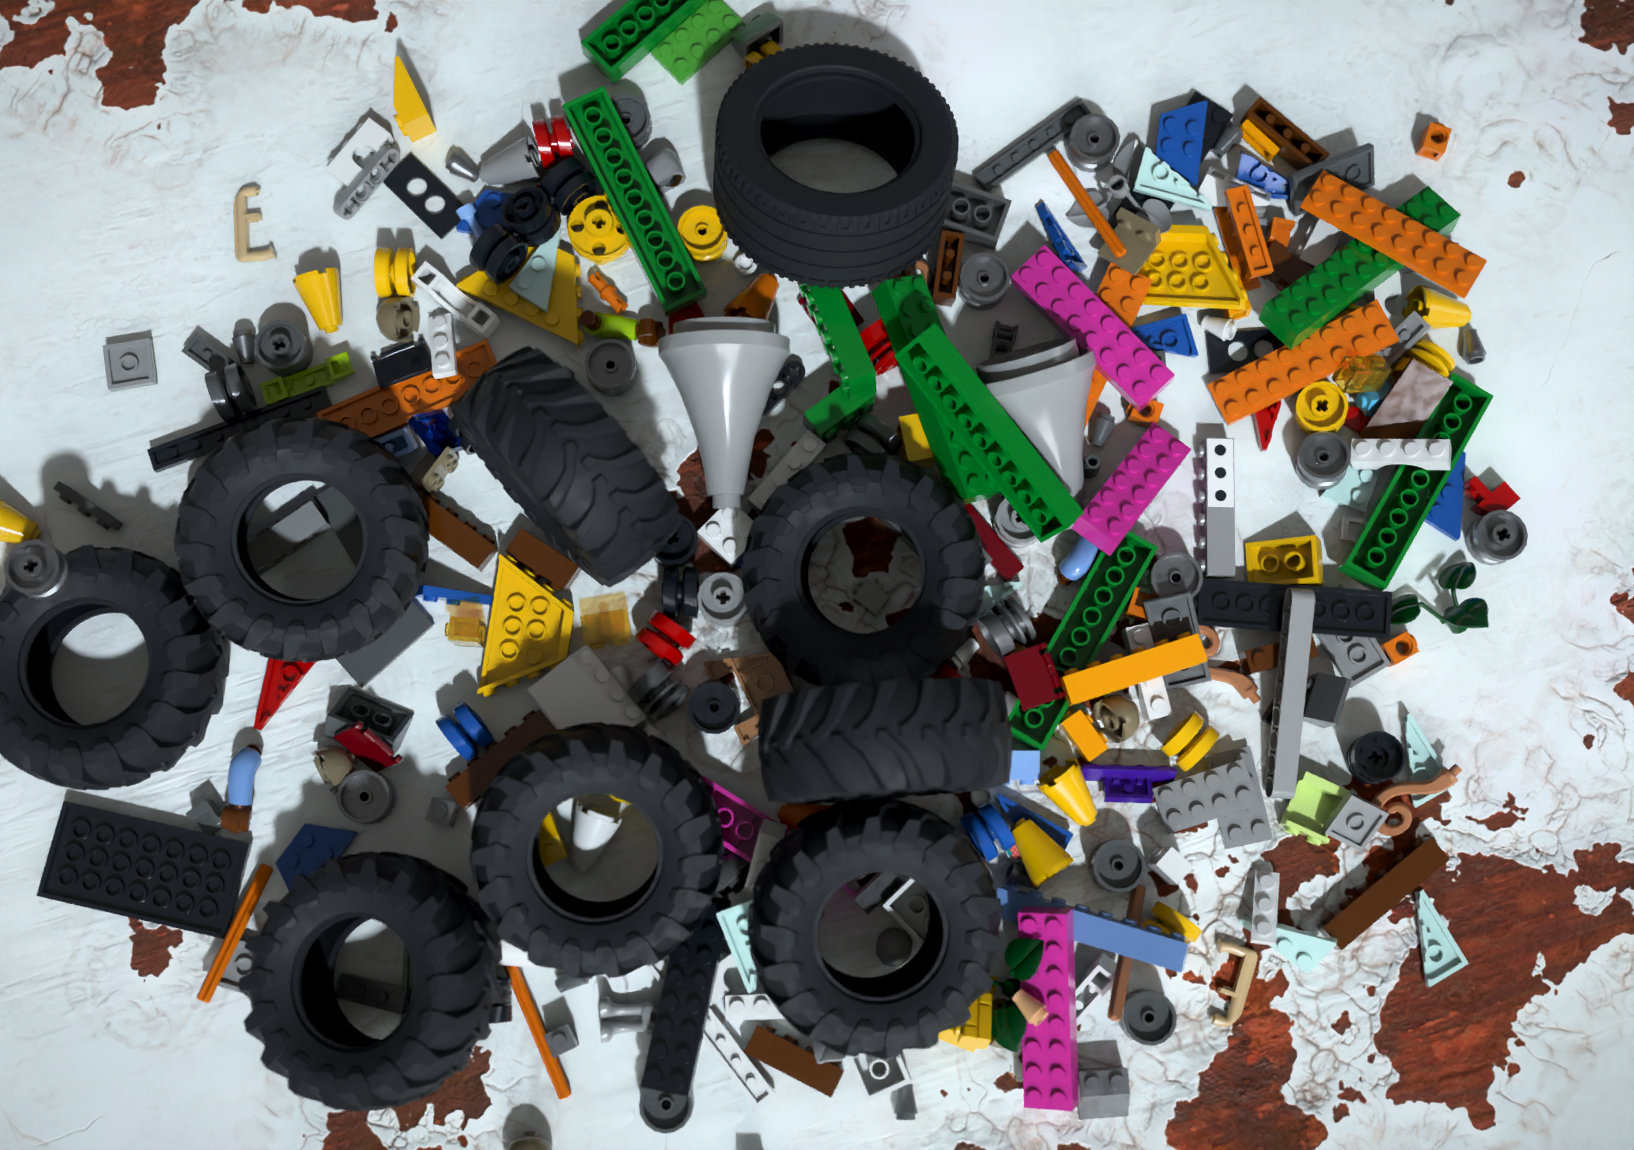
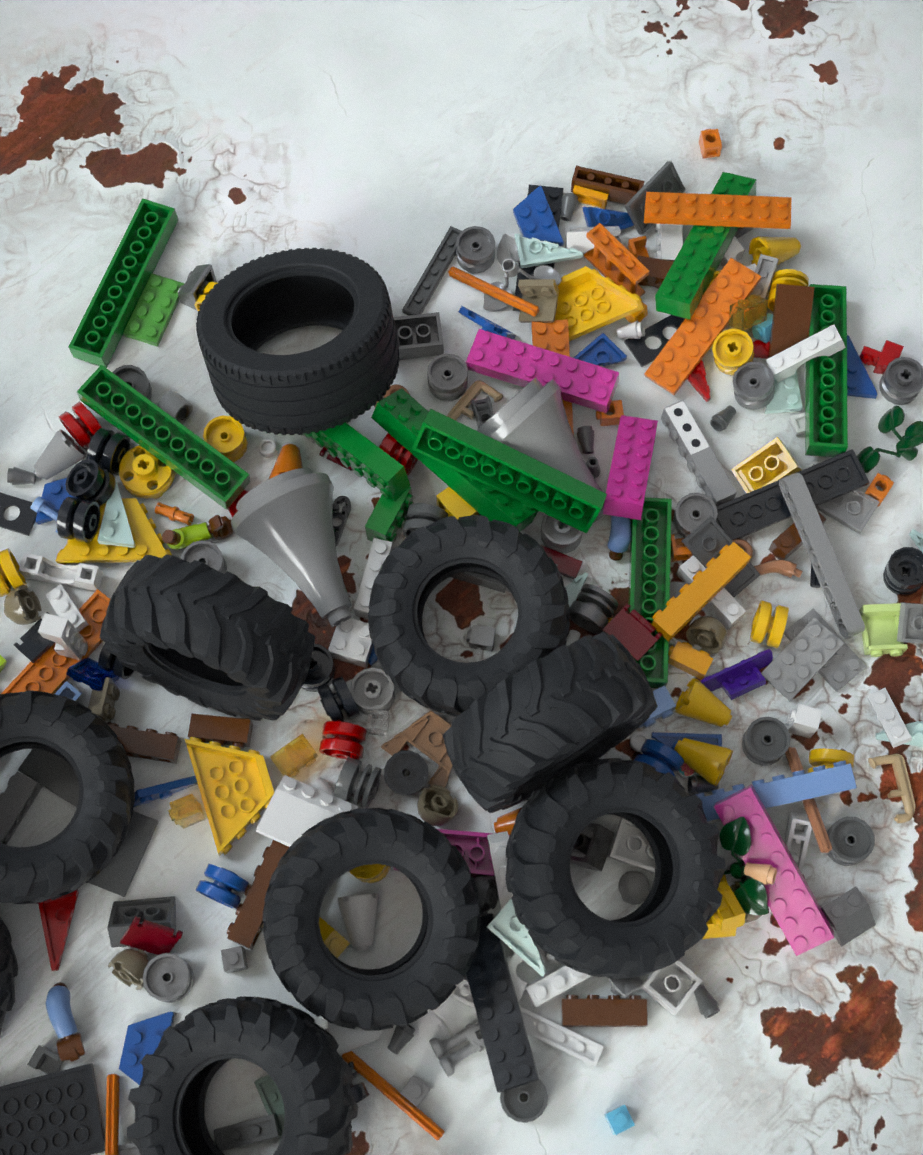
camera: 20 degrees left, 10 degrees down
(421, 380) = (67, 638): none -> white arch
(730, 758) = (437, 806): none -> dark tan cylinder
(947, 268) = (416, 378): reddish brown brick -> none
(988, 319) = (465, 401): none -> tan piece
(1268, 480) = (722, 419): none -> dark grey cone
(1325, 699) = (849, 547): dark grey slope -> none
(1472, 347) = (814, 265): flat silver cone -> none

